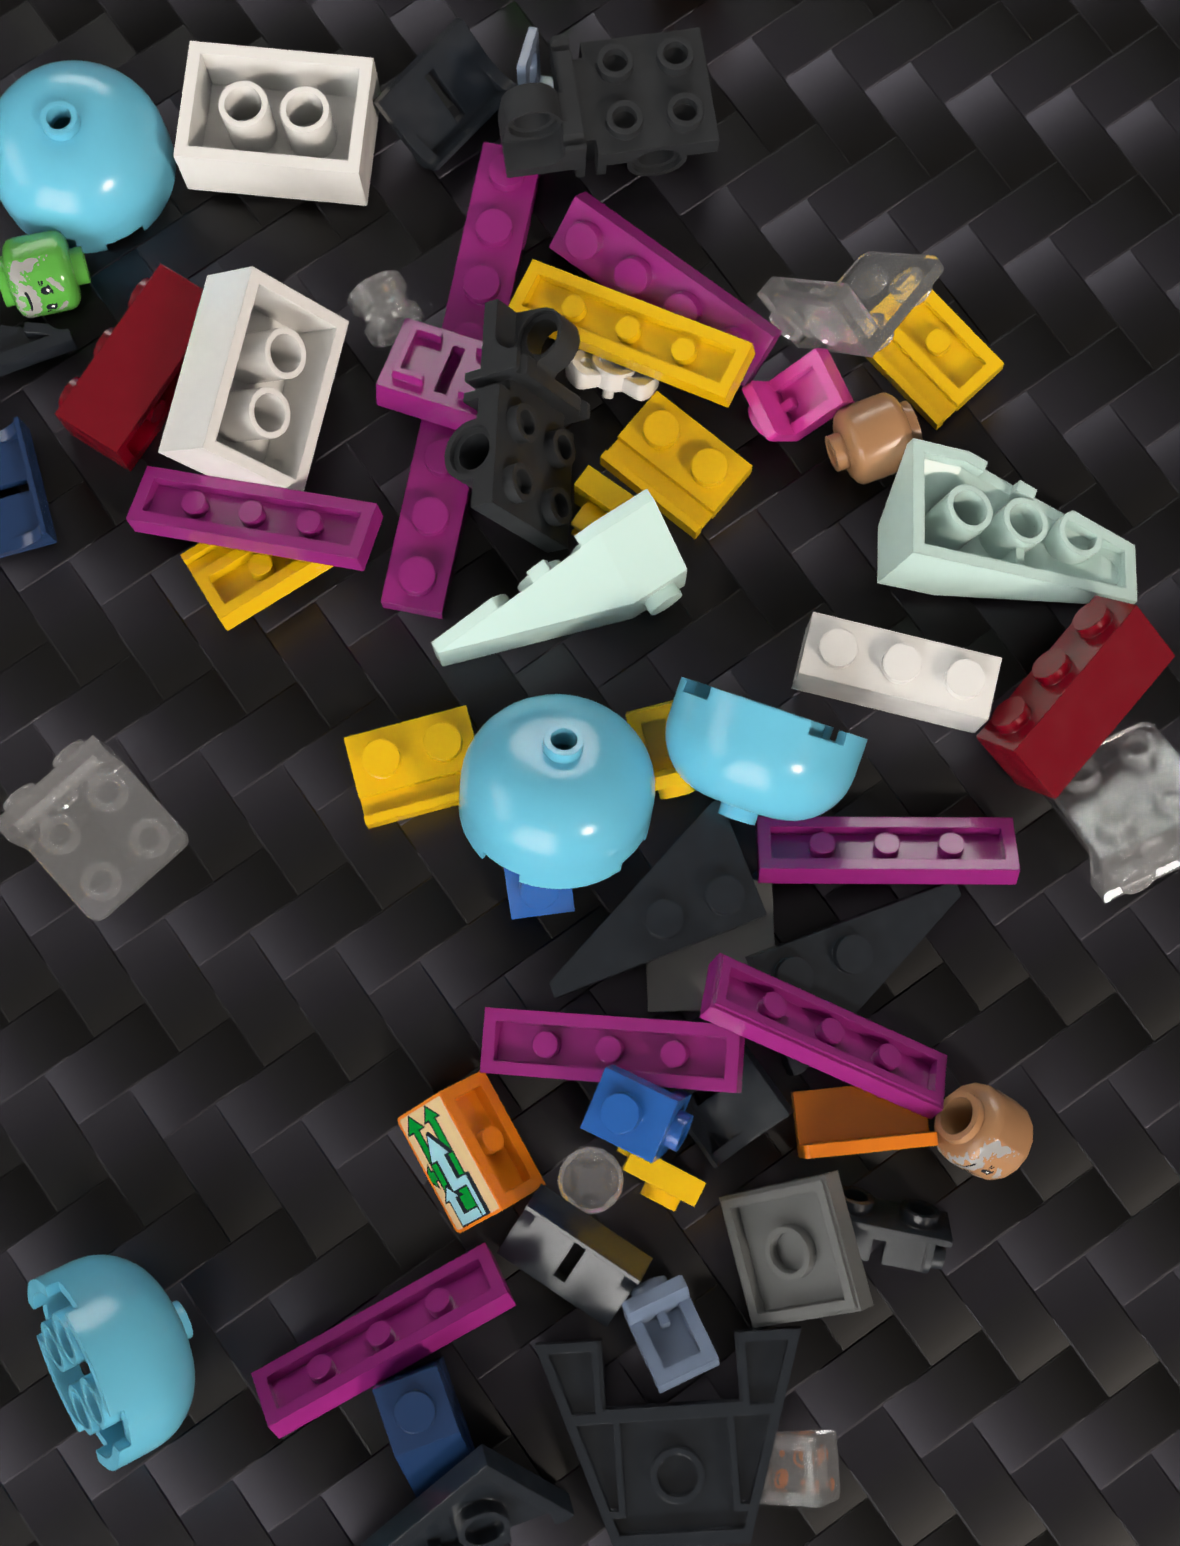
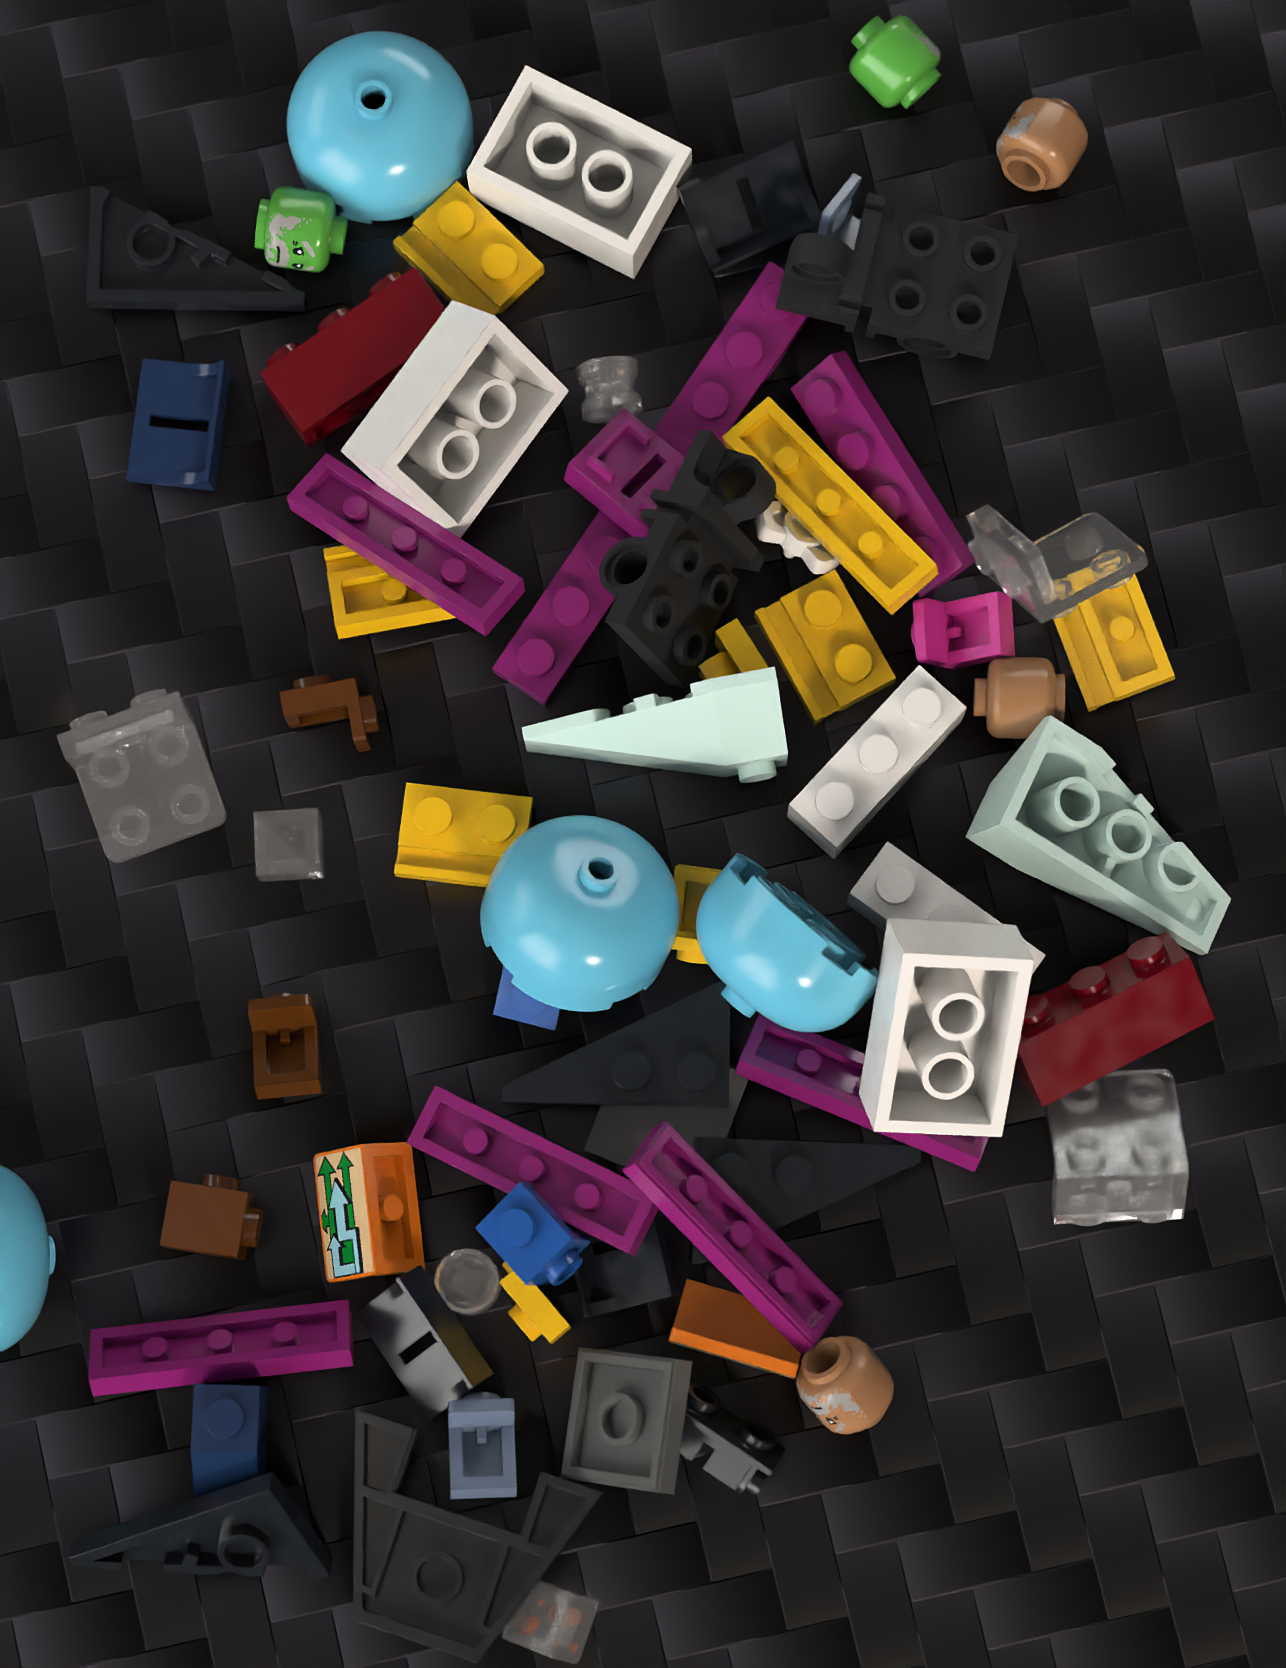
camera: 25 degrees right, 0 degrees up
(205, 235) = (468, 253): none -> yellow plate
(235, 693) = (321, 700): none -> reddish brown bracket
(256, 838) = (288, 844): none -> clear slope
(324, 1220) = (211, 1218): none -> reddish brown brick
(329, 1028) = (285, 1046): none -> reddish brown bracket
(768, 546) = (876, 762): none -> white brick
(946, 758) = (945, 1027): none -> white brick

